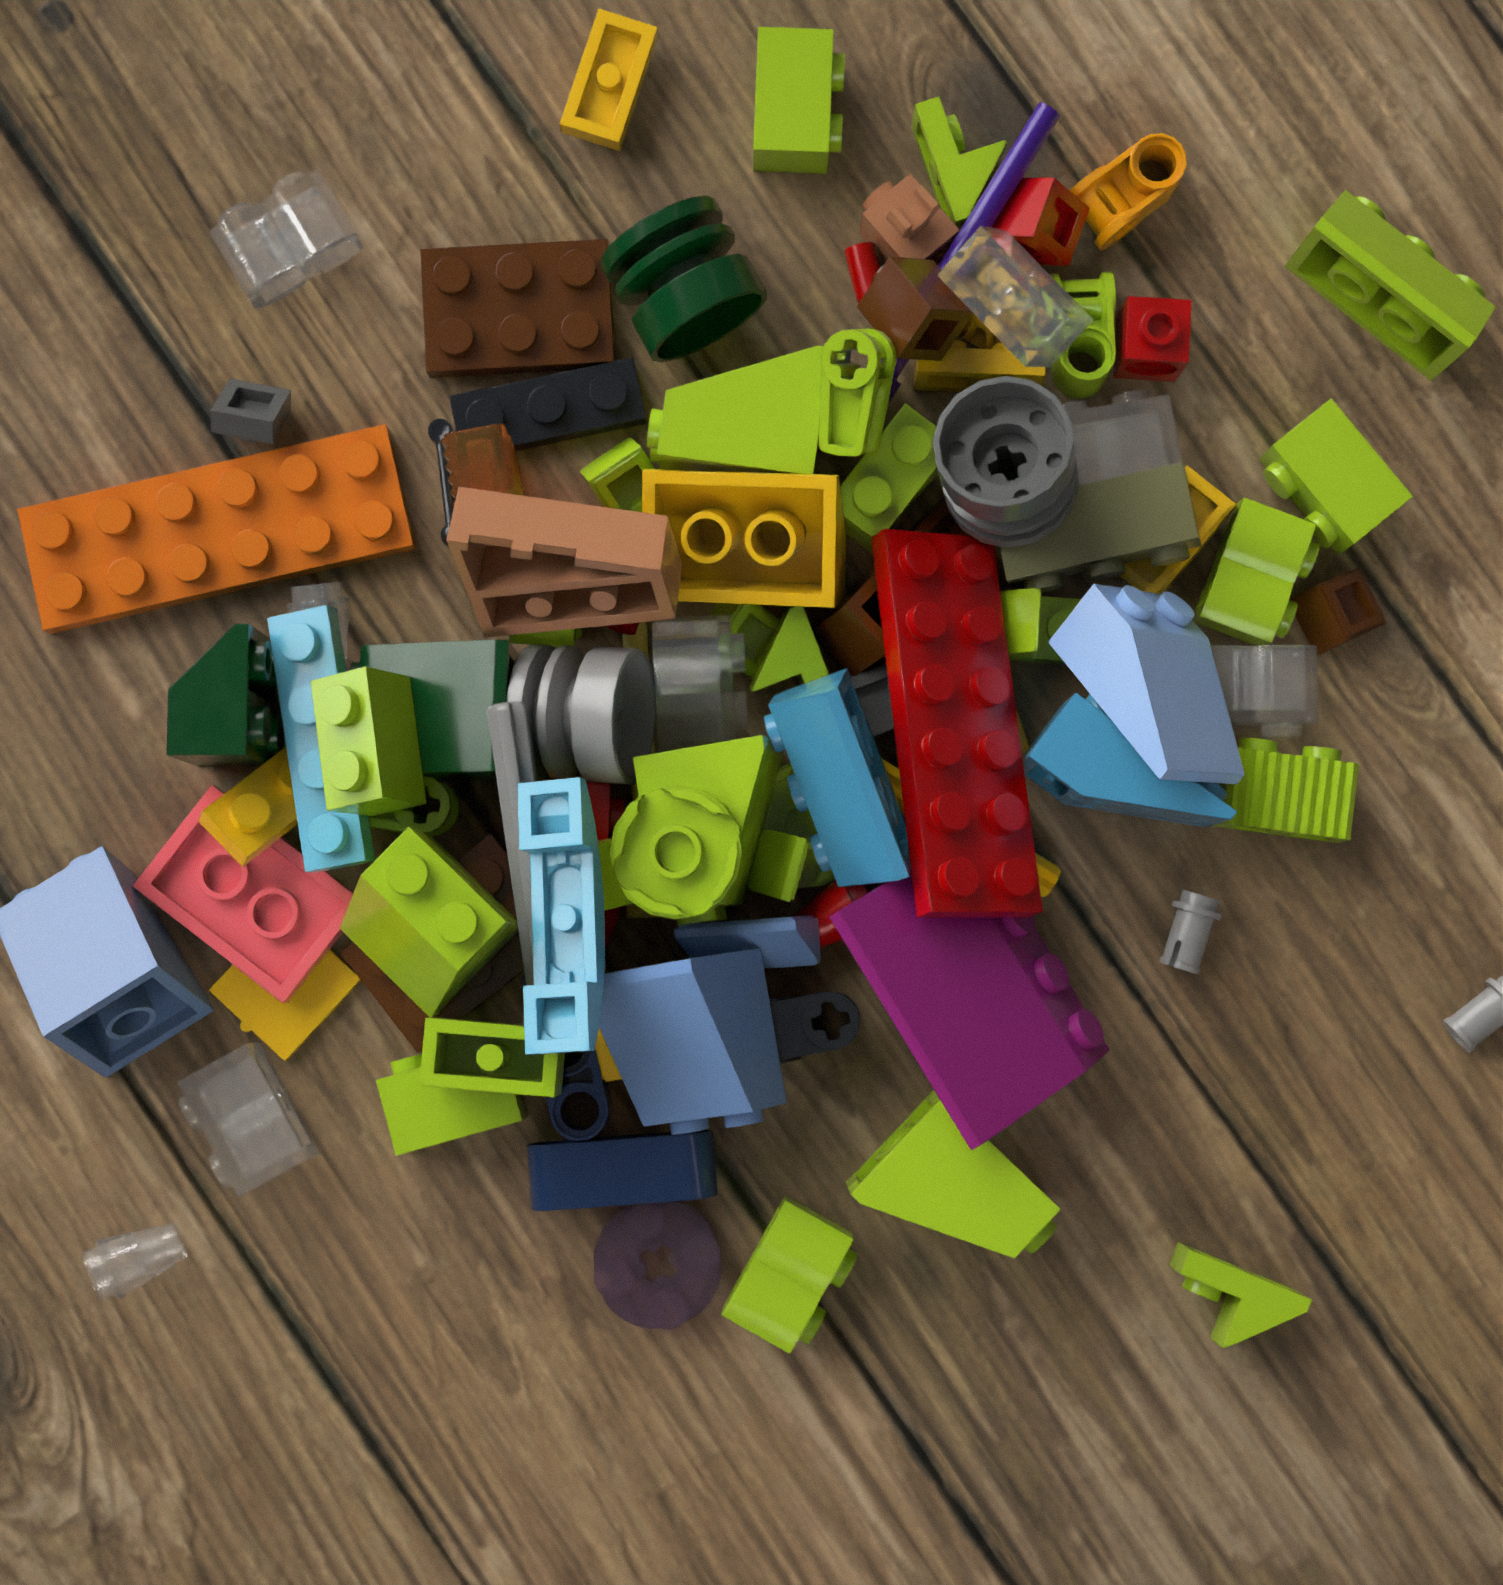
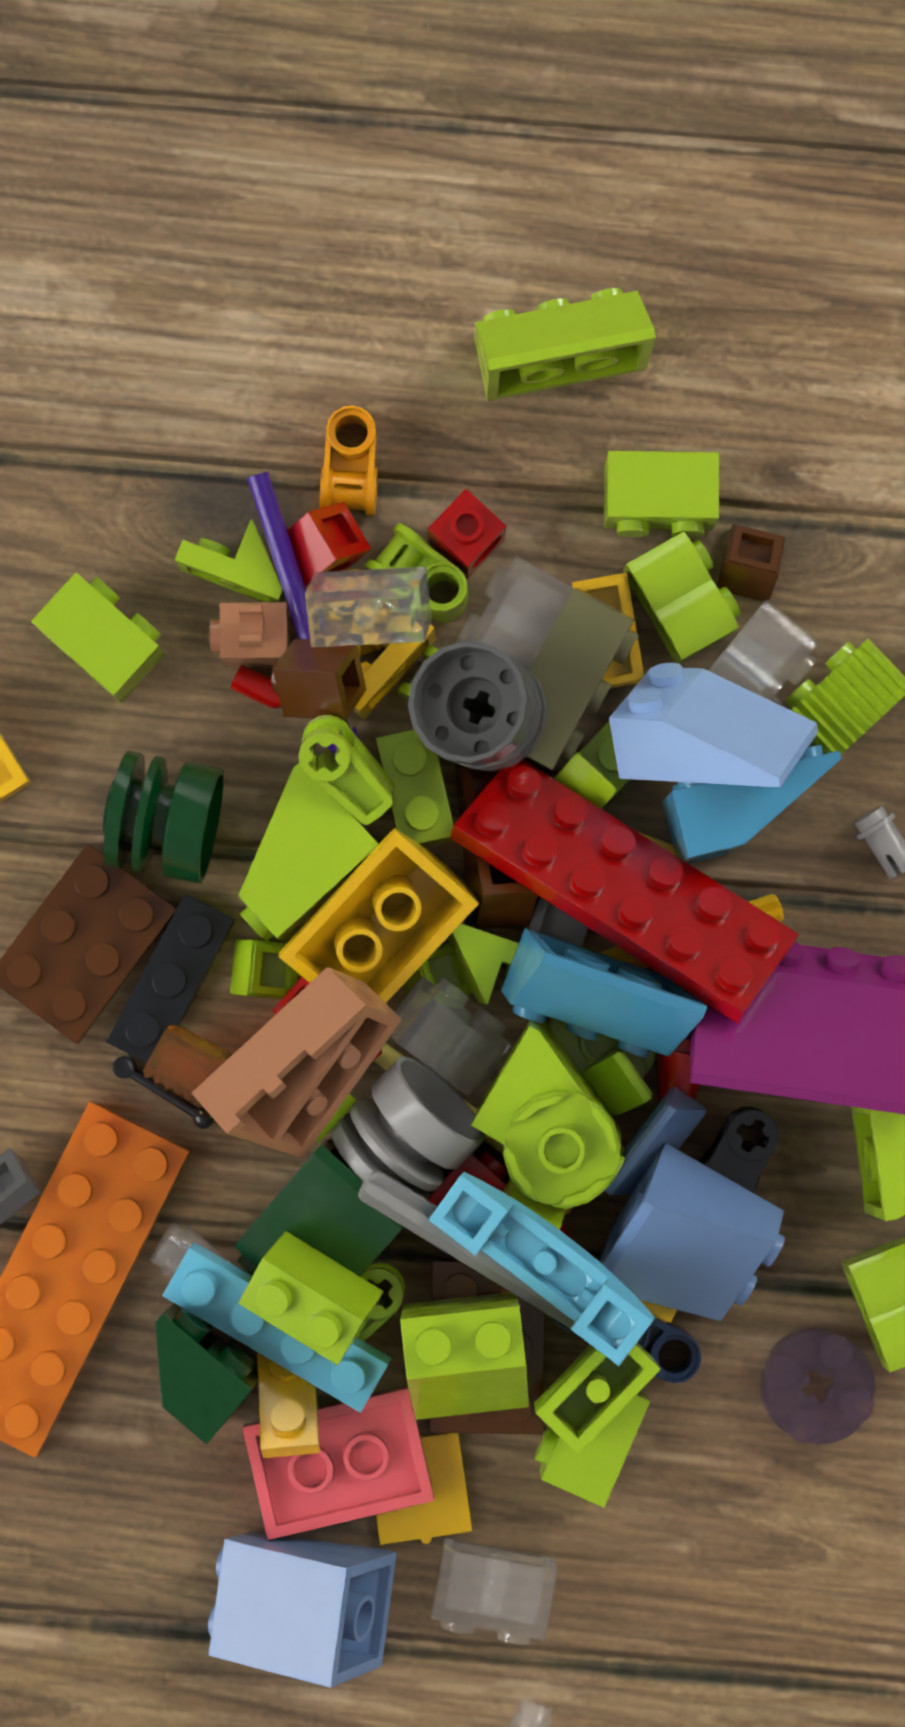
camera: 55 degrees left, 0 degrees up
(622, 1170) = (736, 1360): dark blue beam -> none

